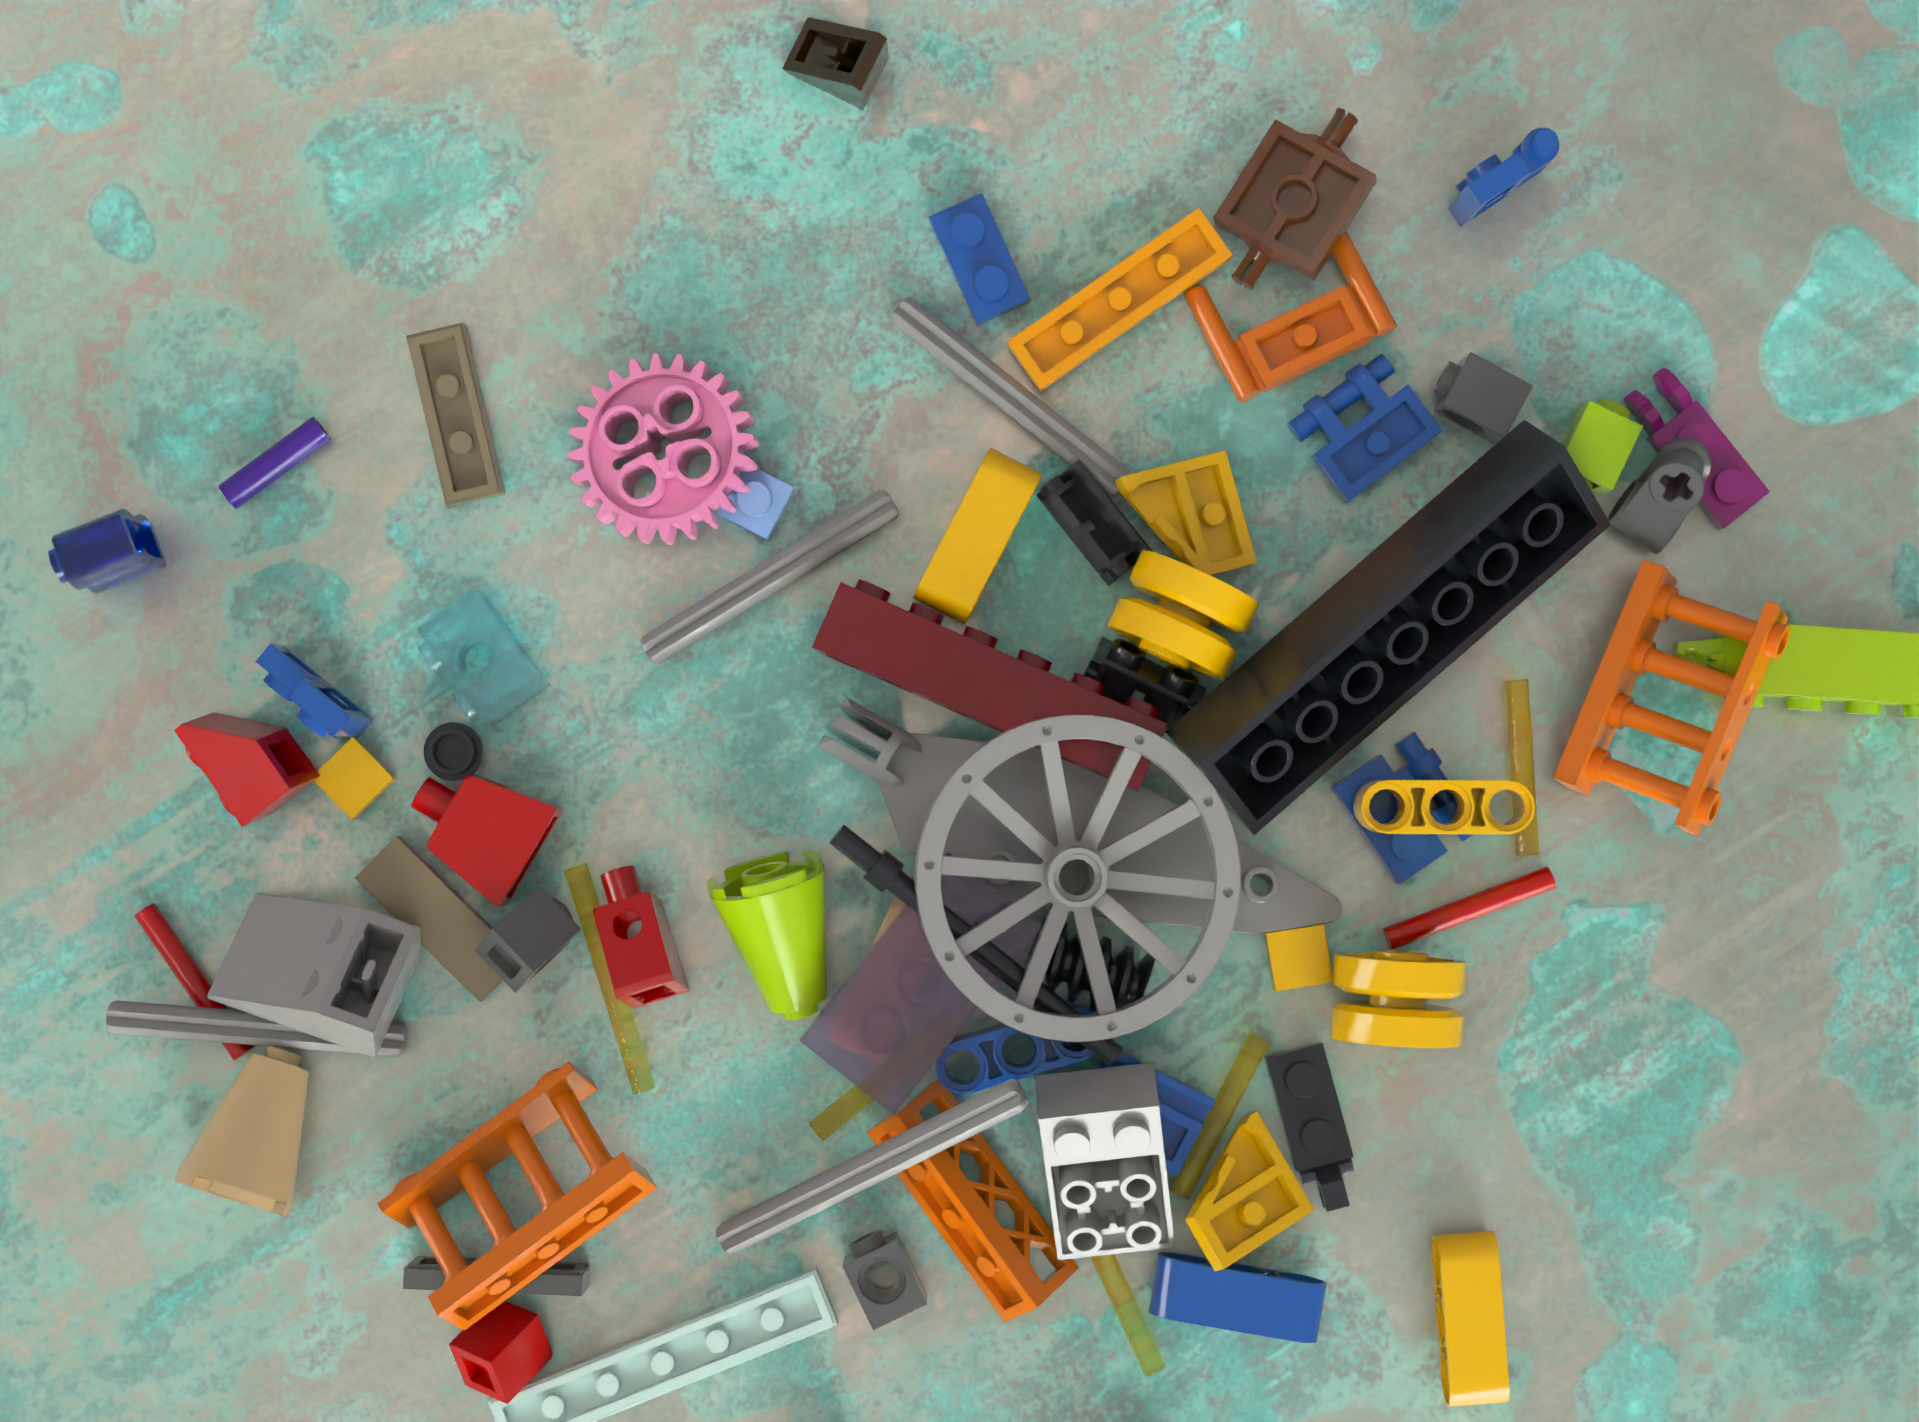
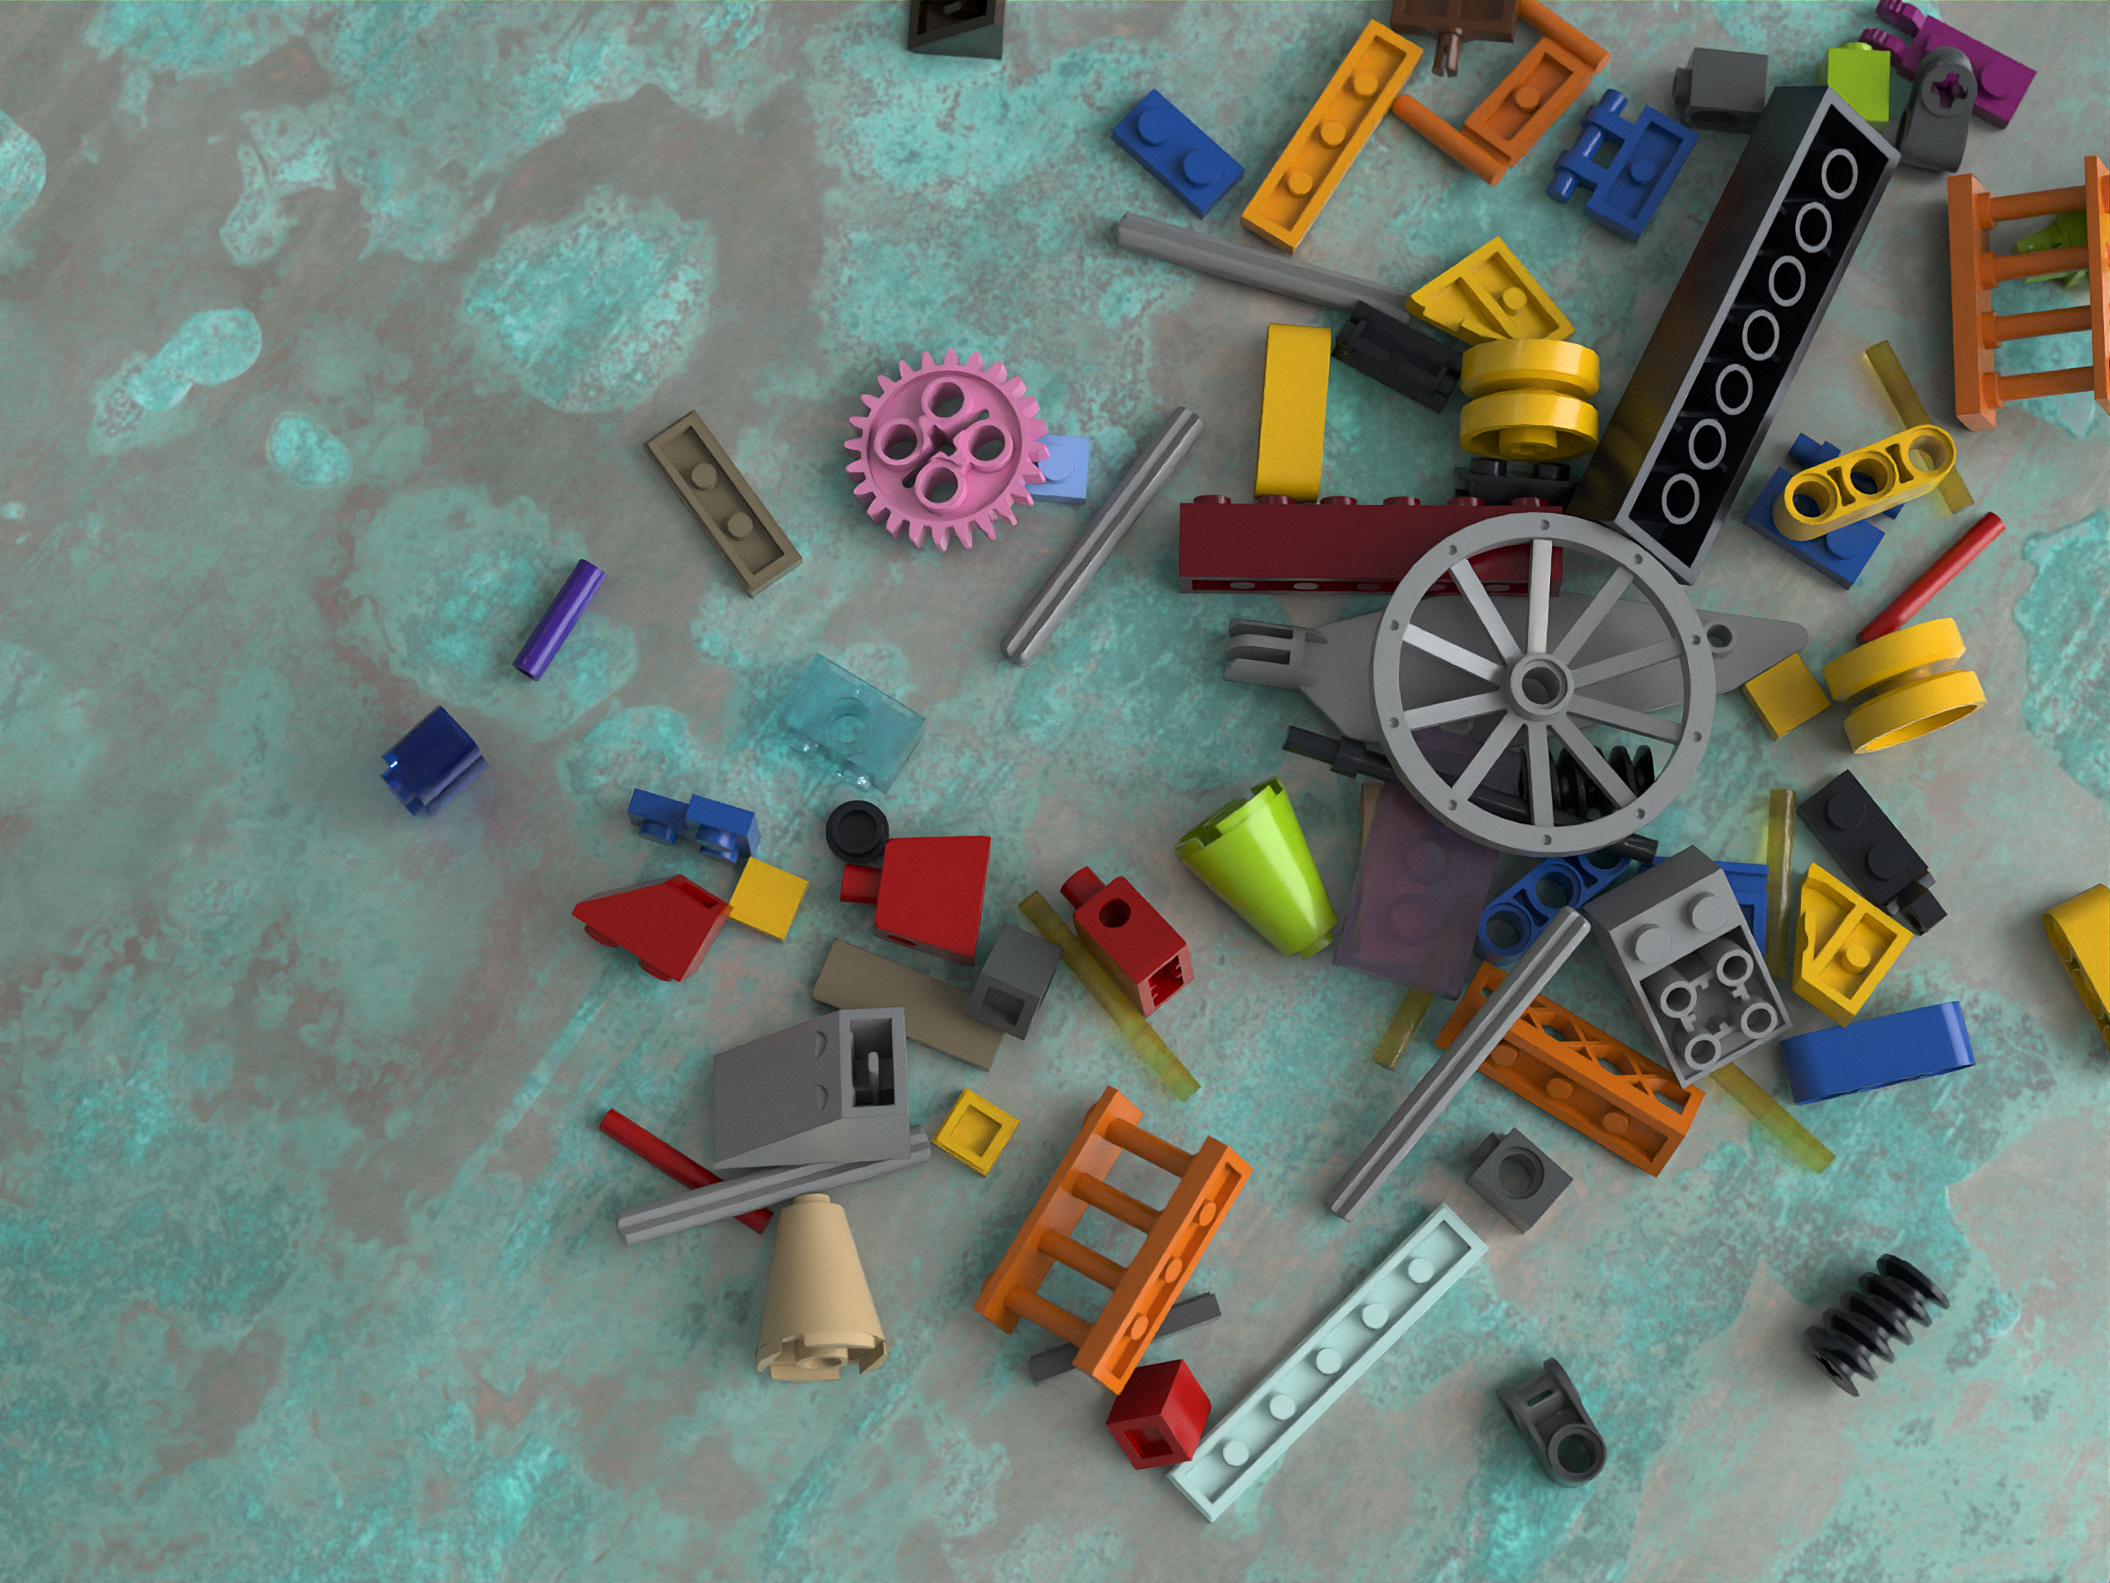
camera: 25 degrees left, 10 degrees down
(449, 1048) = (975, 1132): none -> yellow tile

